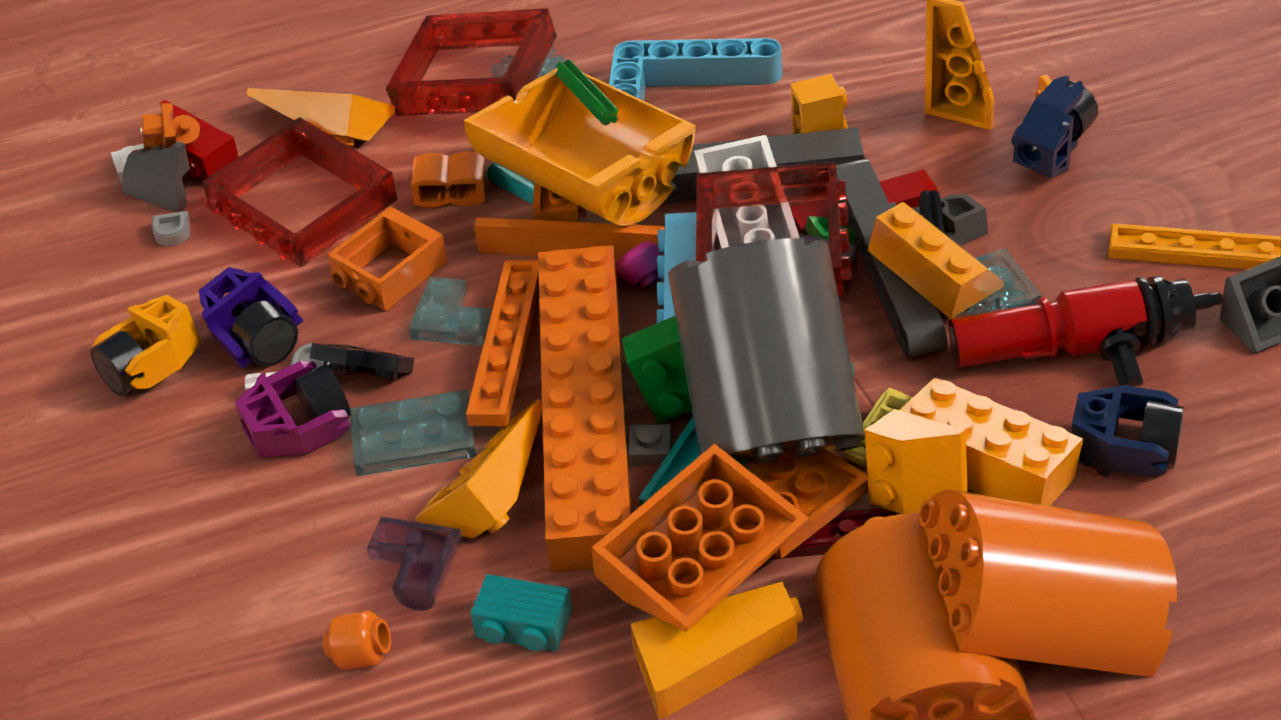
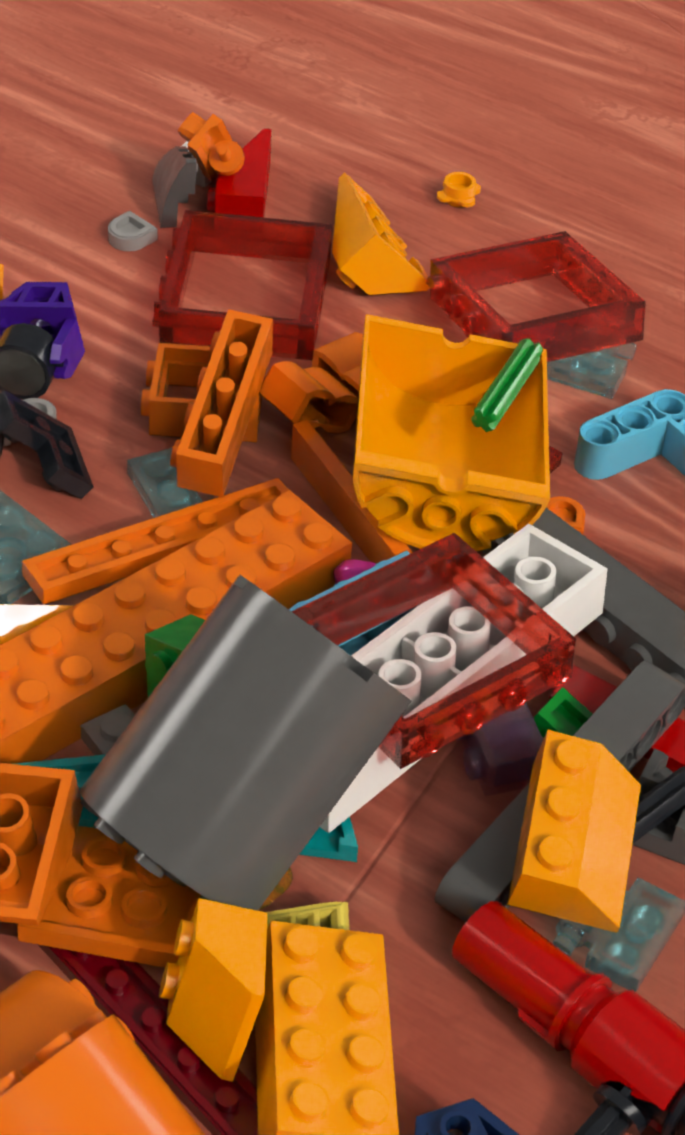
camera: 45 degrees right, 0 degrees up
(315, 48) = (459, 190): none -> light orange plate
(440, 239) = (223, 403): none -> orange brick
(451, 207) = (310, 396): none -> orange brick

